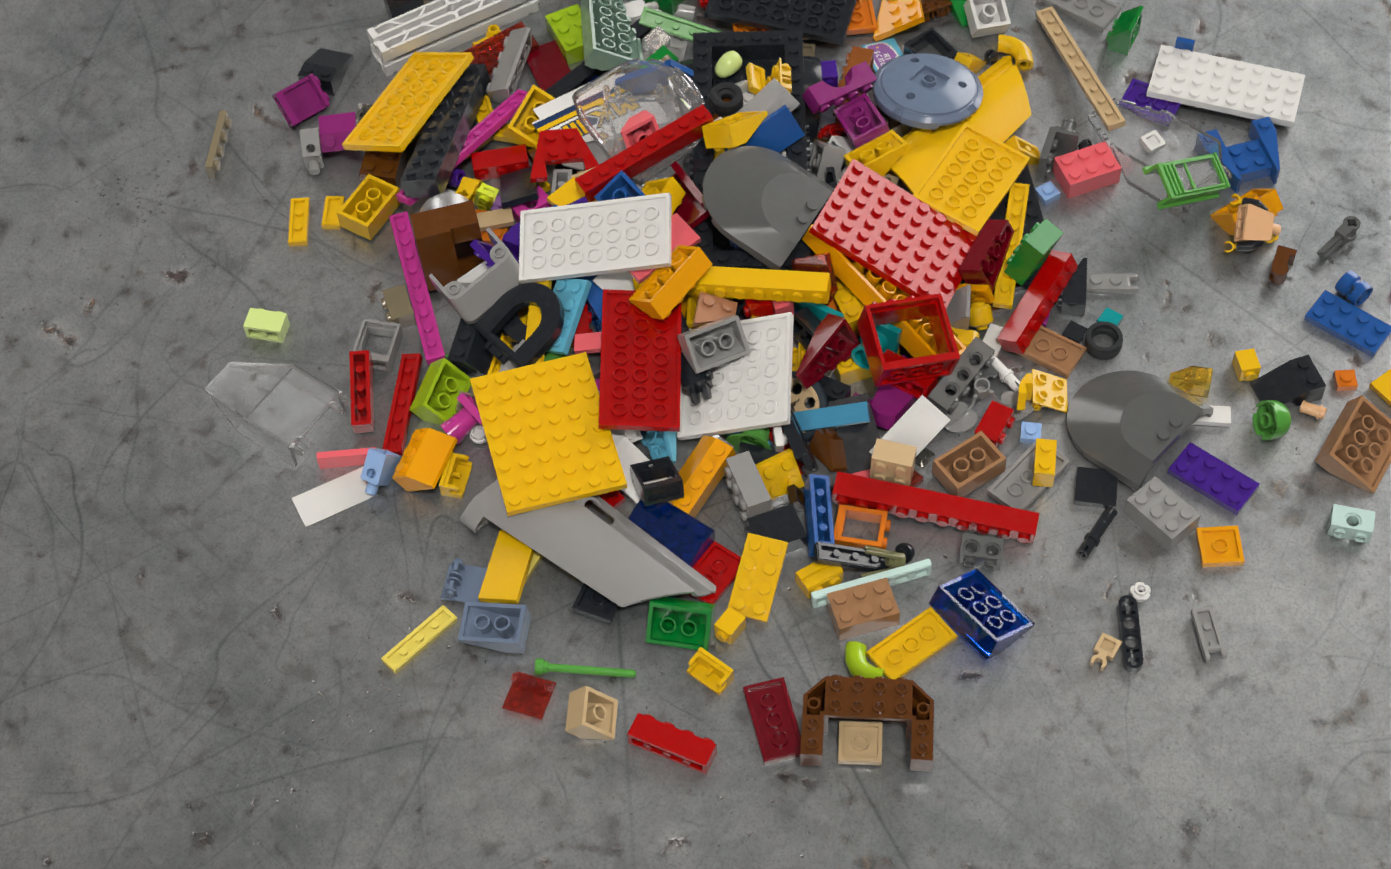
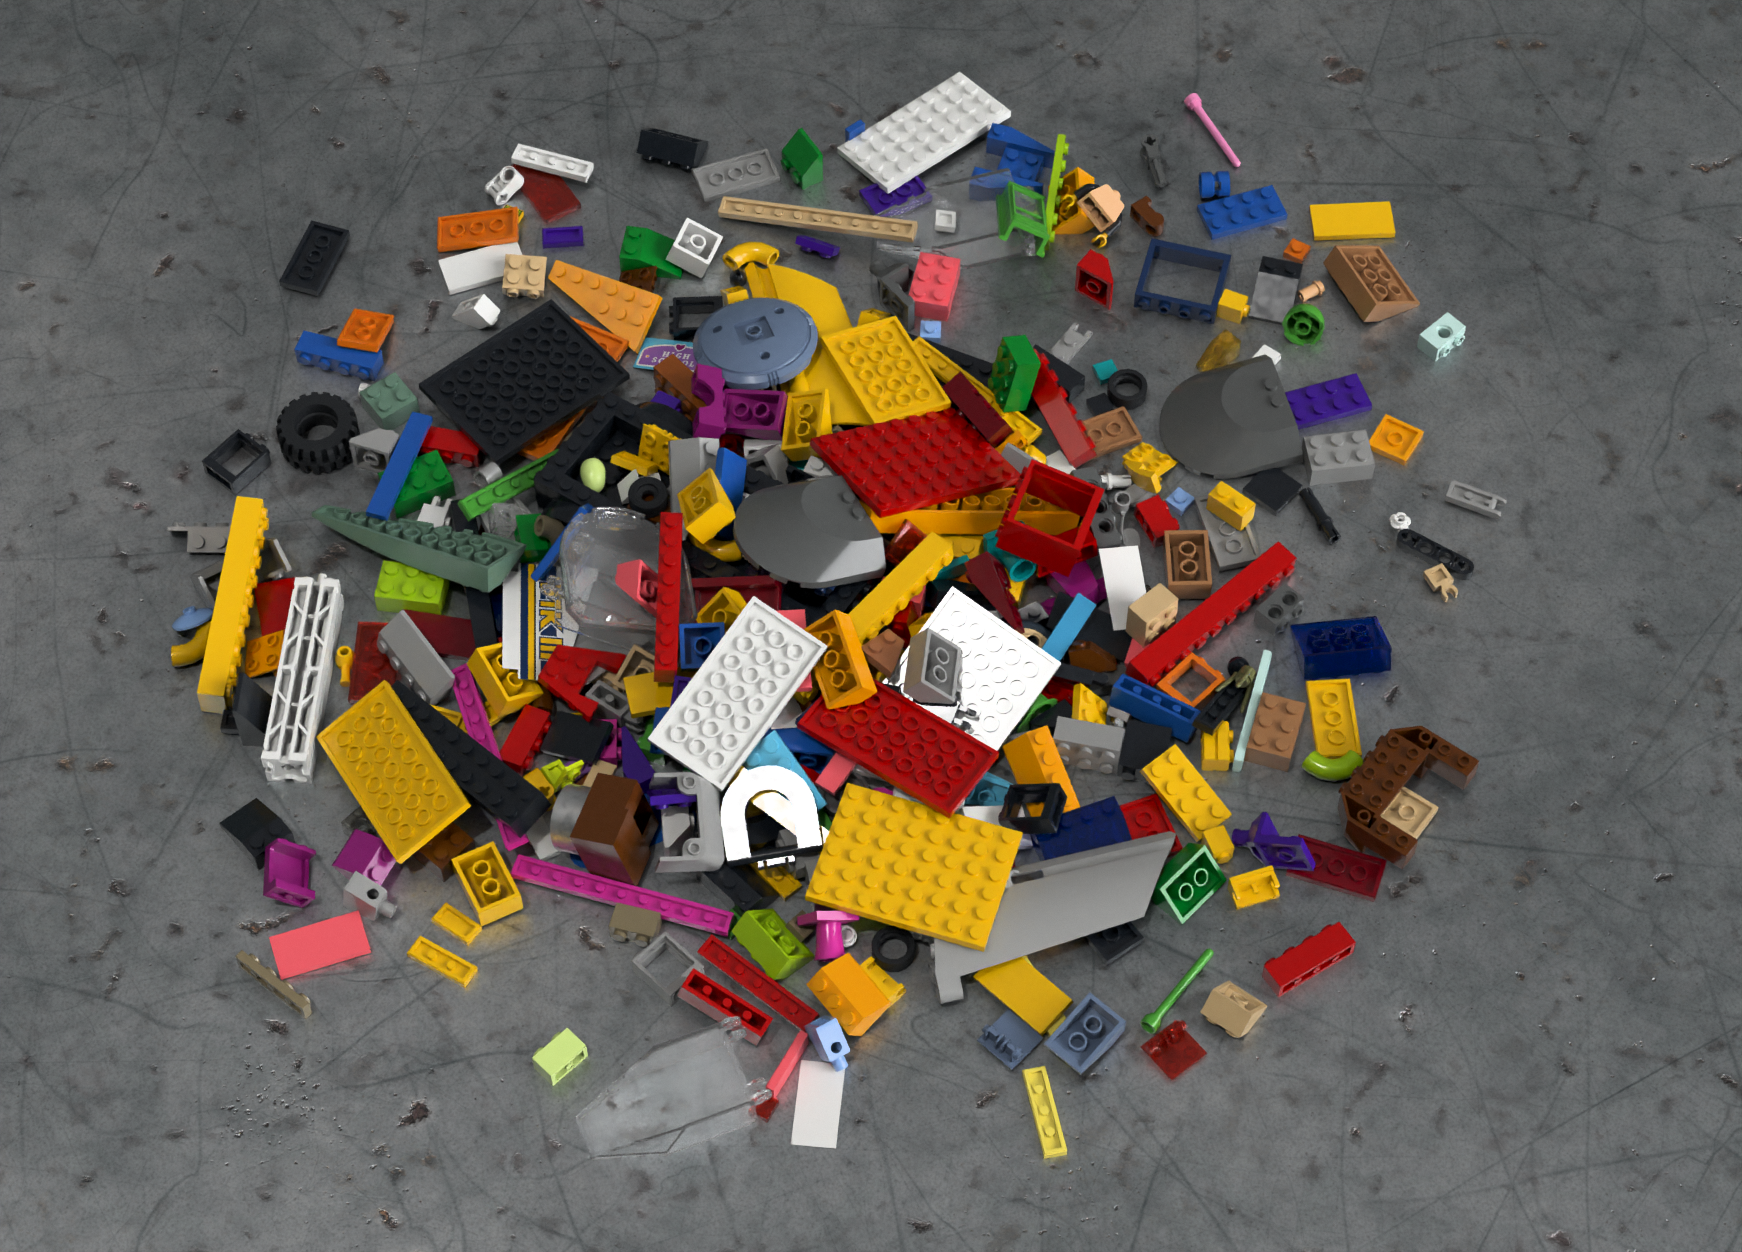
camera: 60 degrees left, 0 degrees up
(266, 151) = (319, 945): none -> coral tile
(308, 464) = (766, 1109): none -> clear red tile
(477, 459) = (893, 932): none -> black tyre
(753, 656) = (1274, 849): none -> dark purple plate
(779, 439) = (1056, 689): white plate -> none
(1060, 83) = (825, 249): none -> dark purple plate
(1185, 260) = (1095, 278): none -> red slope
(1243, 188) = (1056, 184): none -> lime plate
(1253, 284) = (1187, 256): none -> dark blue window

